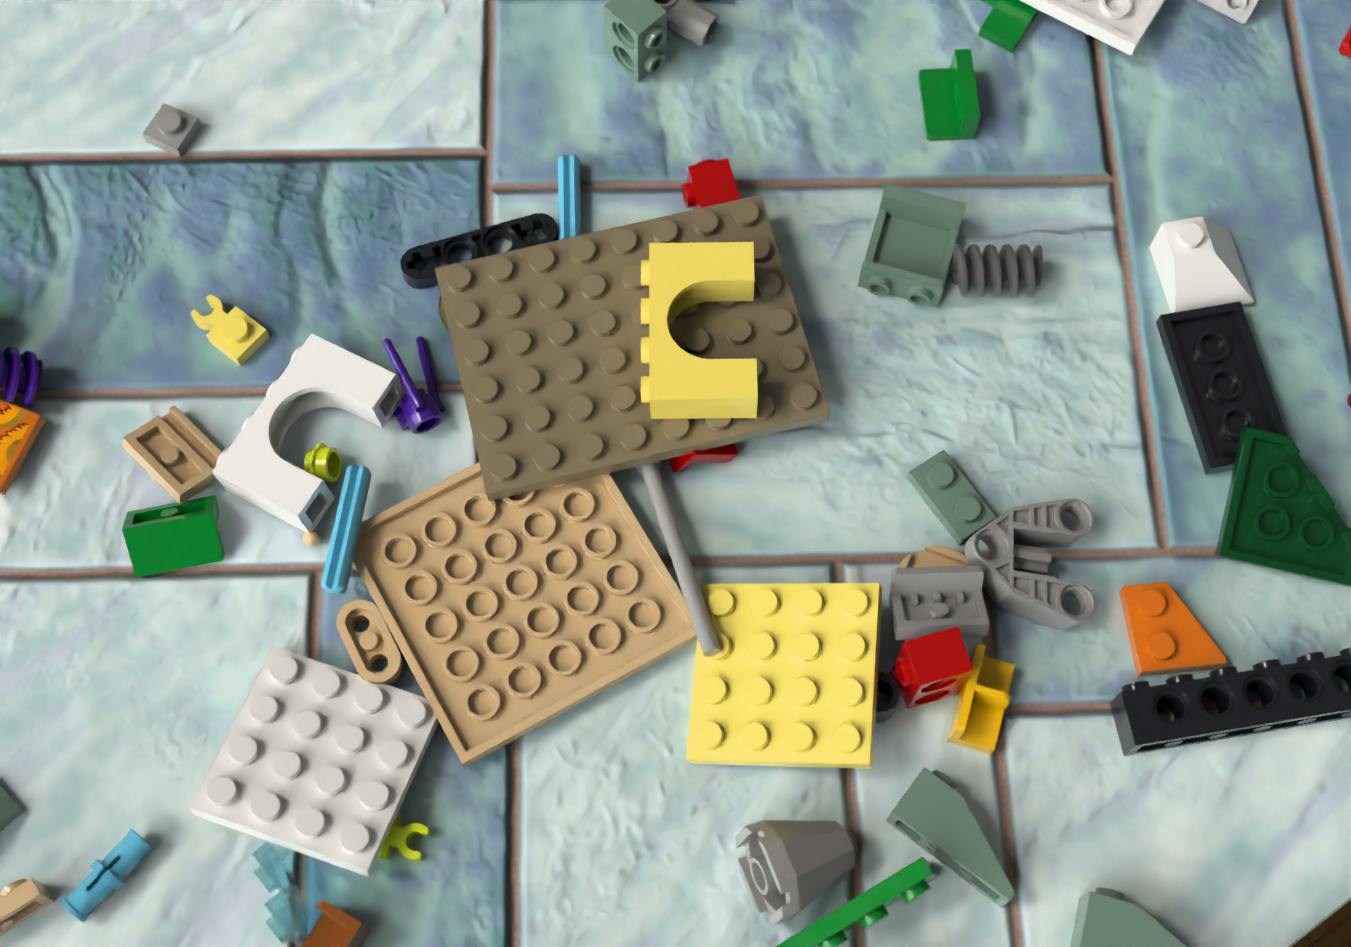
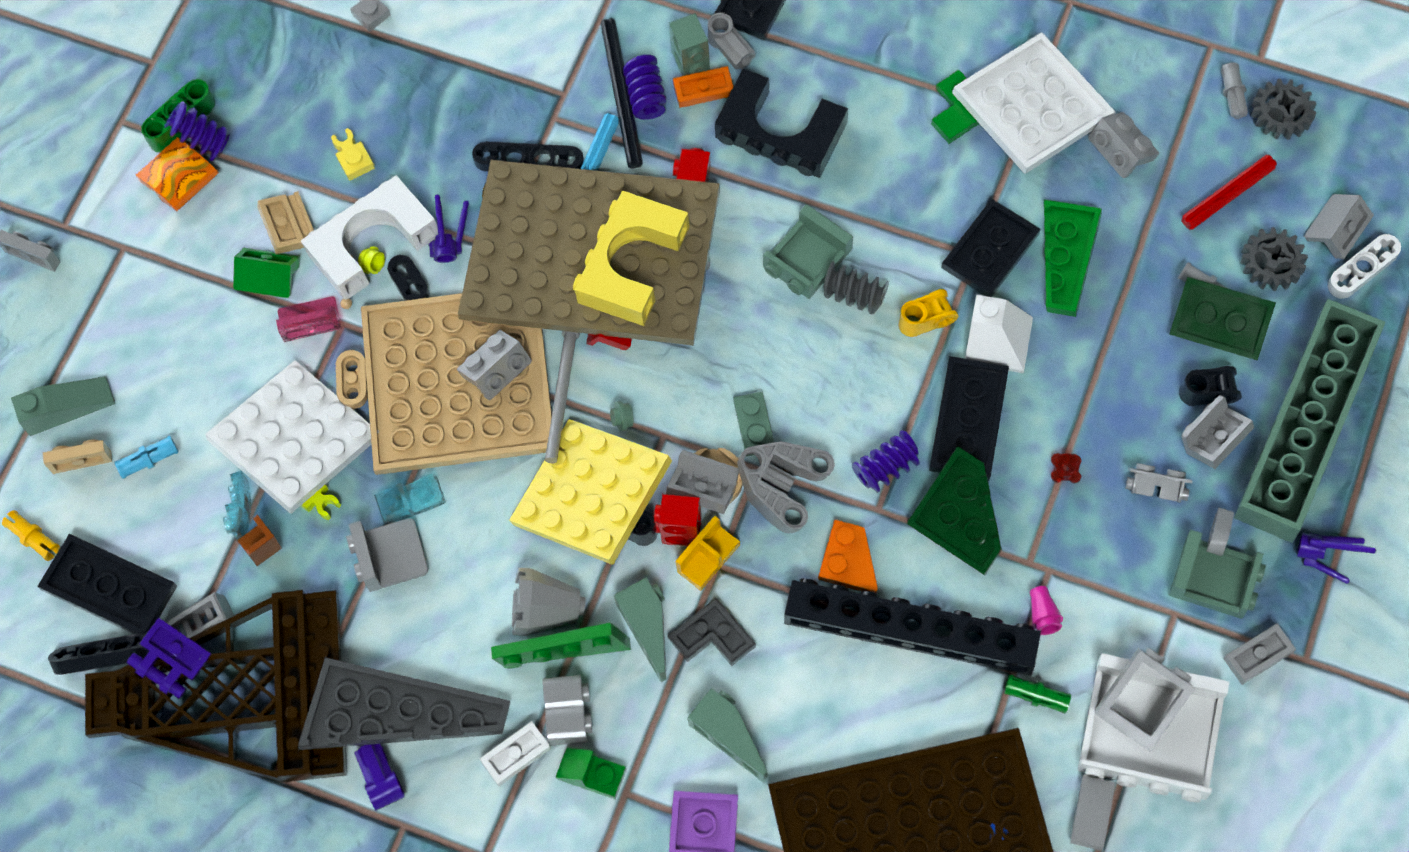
camera: 30 degrees right, 0 degrees up
(266, 579) = (308, 319): none -> clear pink panel
(346, 529) = (365, 304): medium azure axle -> none
(393, 466) = (414, 277): none -> black beam
(529, 784) = (411, 499): none -> clear light blue slope
(536, 878) = (387, 553): none -> light grey bracket
(567, 126) = (621, 96): none -> black axle
(570, 545) = (495, 364): none -> light grey bracket
(597, 105) = (645, 87): none -> dark purple piece
(672, 81) = (703, 87): none -> orange plate
(750, 117) = (804, 151): none -> black arch
(774, 552) = (622, 415): none -> sand green plate
(950, 99) = (885, 162): green panel -> none
(1037, 798) = (714, 626): none -> dark grey tile
(1104, 268) = (931, 311): none -> yellow piece
(1136, 162) = (990, 248): none -> black plate
(1155, 482) = (887, 461): none -> dark purple piece
(1232, 134) = (1068, 251): none -> green wing

